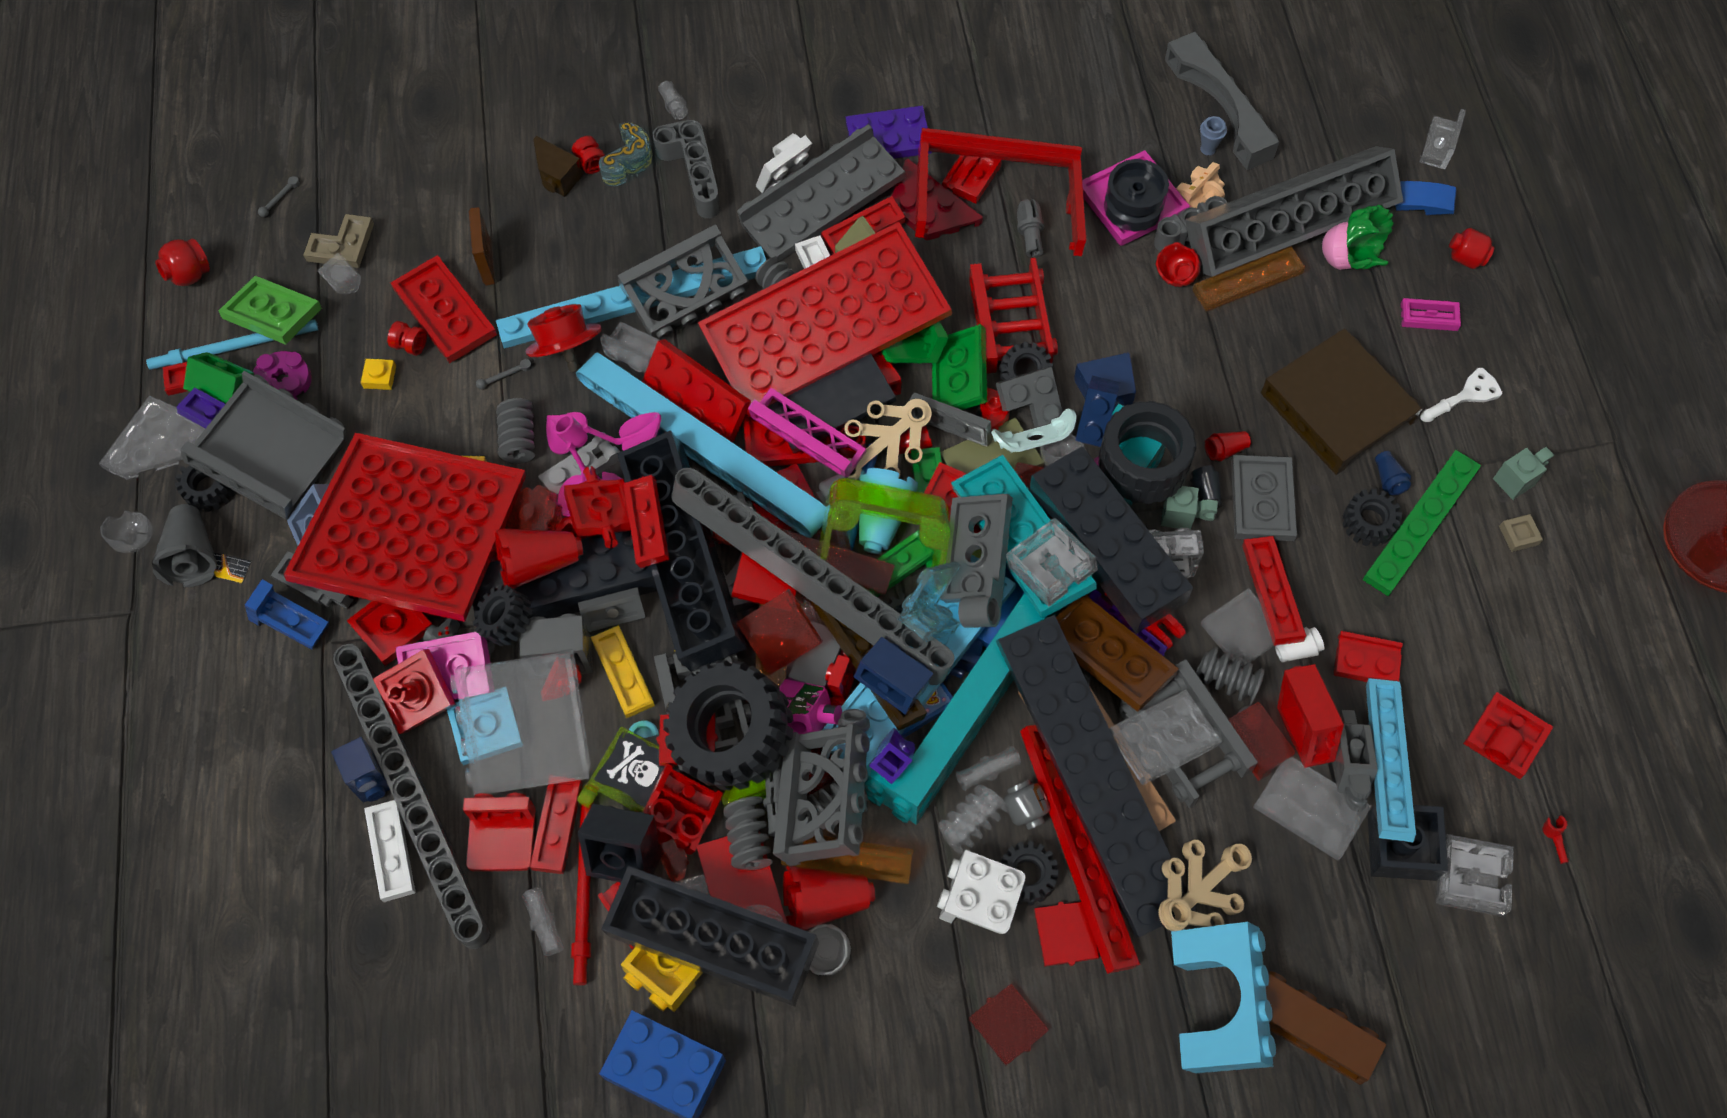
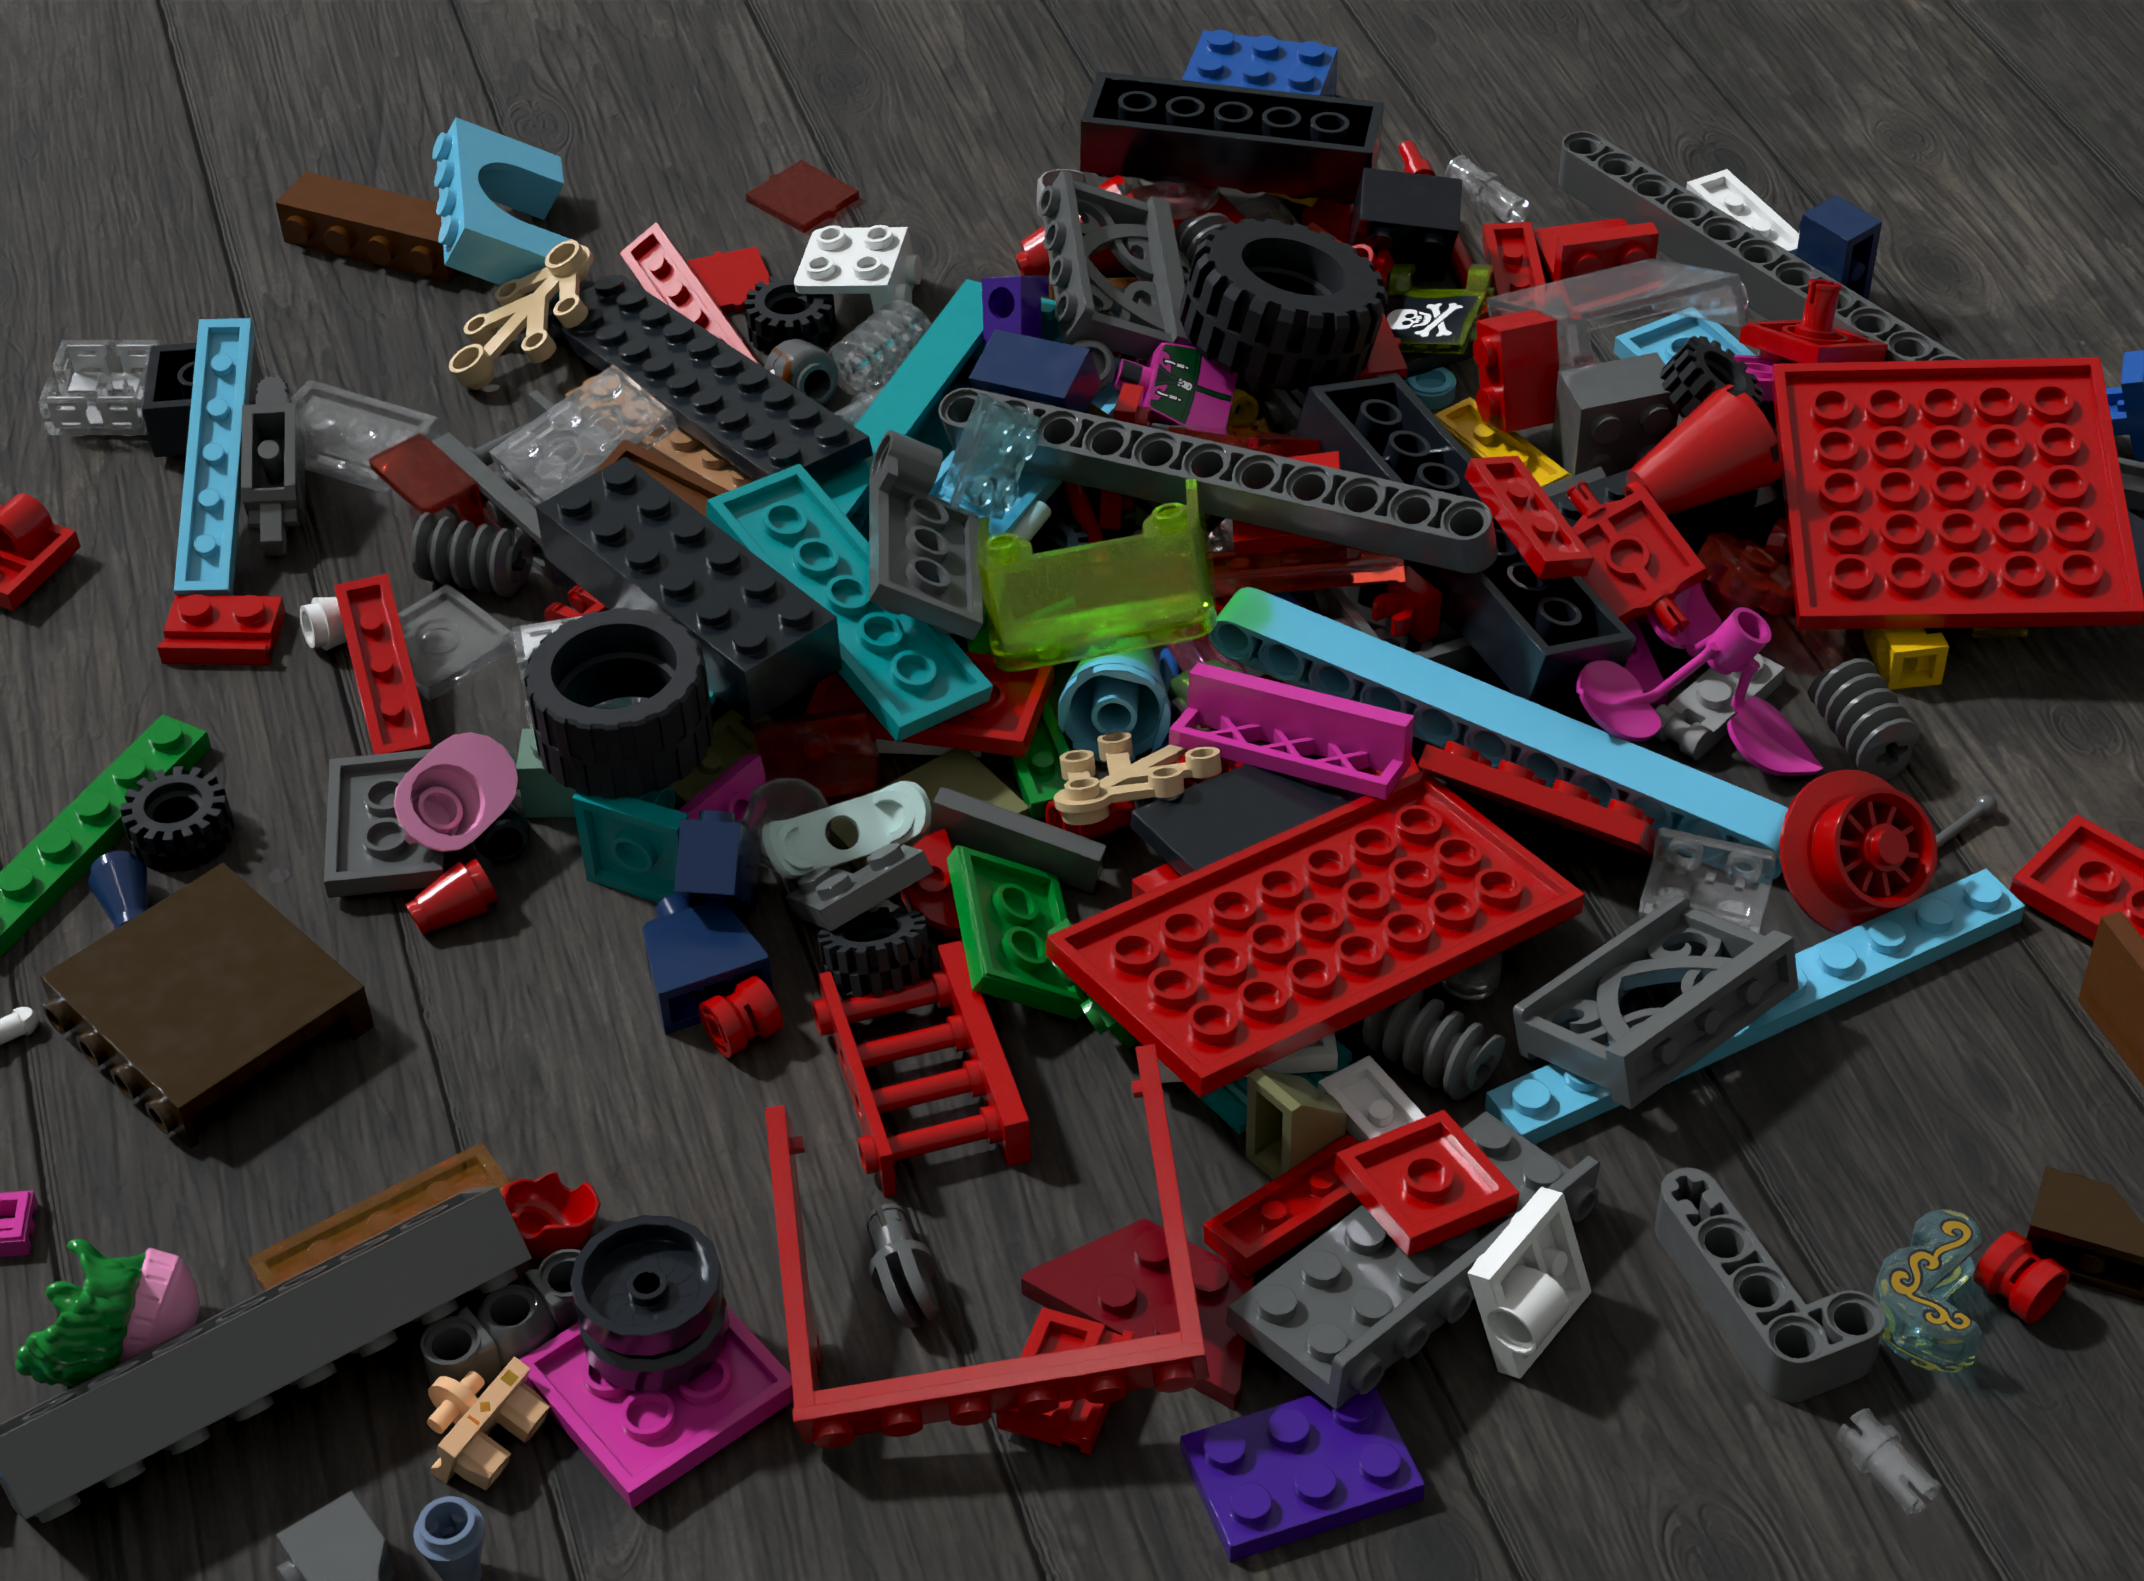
camera: 170 degrees right, 20 degrees down
(601, 678) = (1517, 370): none -> red brick
(812, 202) = (1426, 1182): none -> red plate
(1051, 561) = (796, 504): clear piece -> none
(1092, 350) = (741, 1016): none -> red wheel
(1232, 467) = (455, 792): none -> bright pink piece
(1310, 715) = (341, 487): red window -> none

